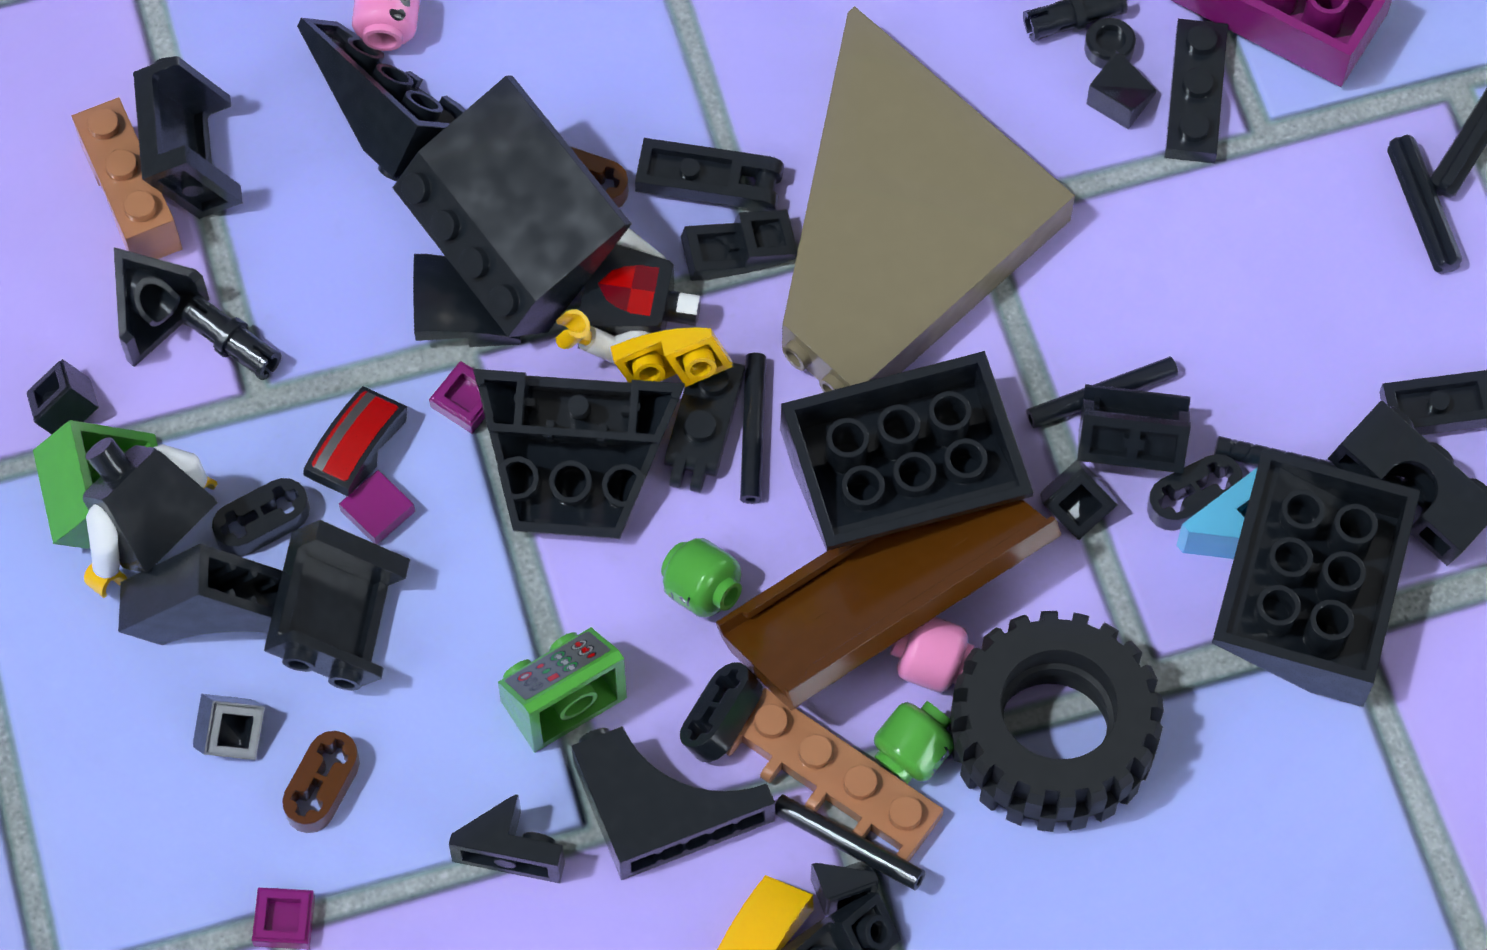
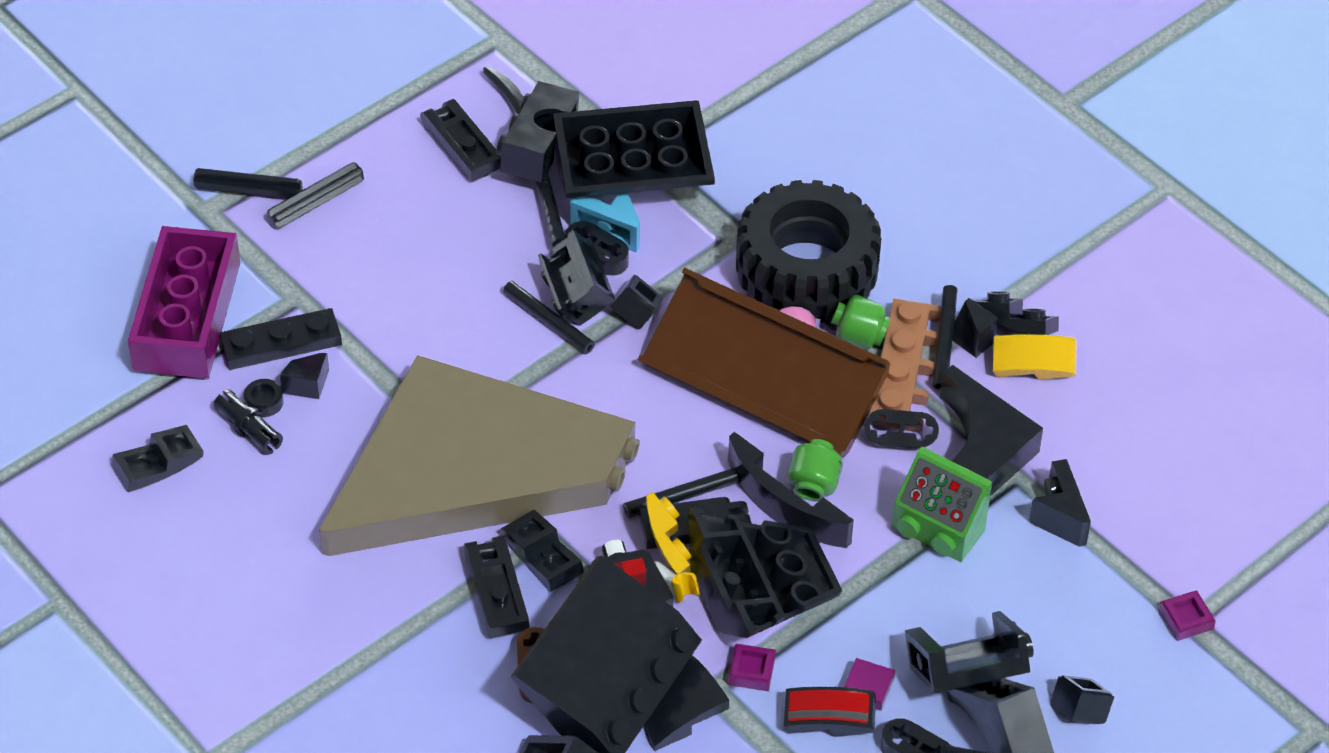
camera: 115 degrees left, 15 degrees down
(310, 775) = (1084, 631): reddish brown beam -> none
(748, 504) = (783, 505): none -> black slope
(904, 451) = (667, 382): black slope -> none

